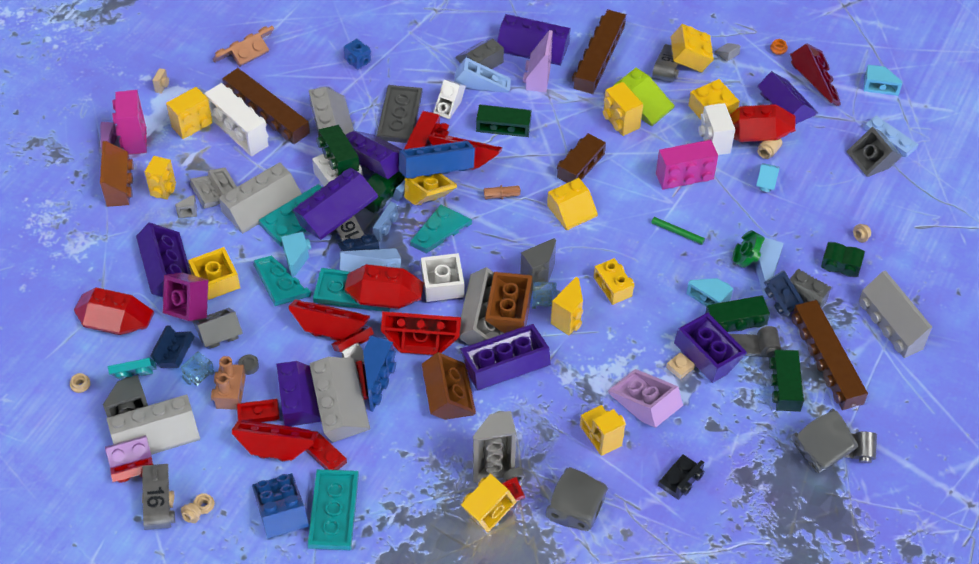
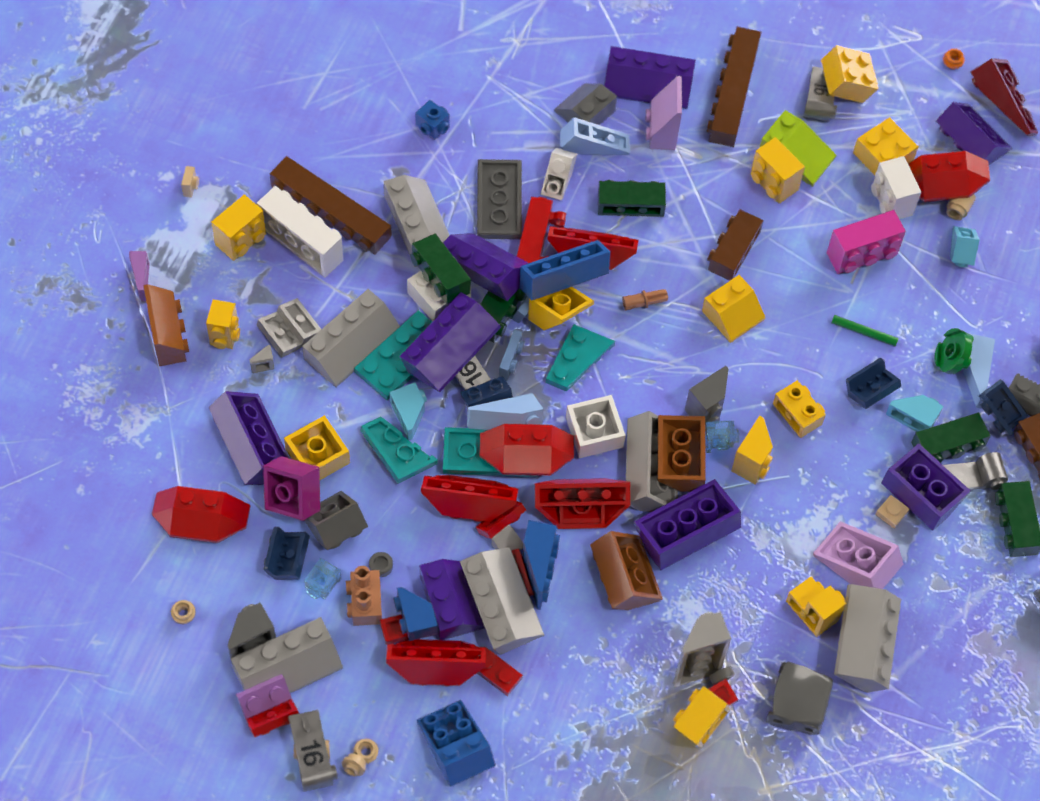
camera: 10 degrees left, 10 degrees up
(130, 122) = (169, 251): dark pink brick -> none
(141, 367) = (252, 592): teal plate -> none
(248, 49) = (291, 124): nougat bracket -> none
(266, 401) = (417, 615): none -> blue slope
(333, 509) = (520, 741): teal plate -> none
(642, 457) = (867, 637): none -> light grey slope
(676, 268) = (872, 384): none -> dark blue bracket
(681, 476) = (912, 654): black bracket -> none
(728, 51) = (892, 70): light grey slope -> none

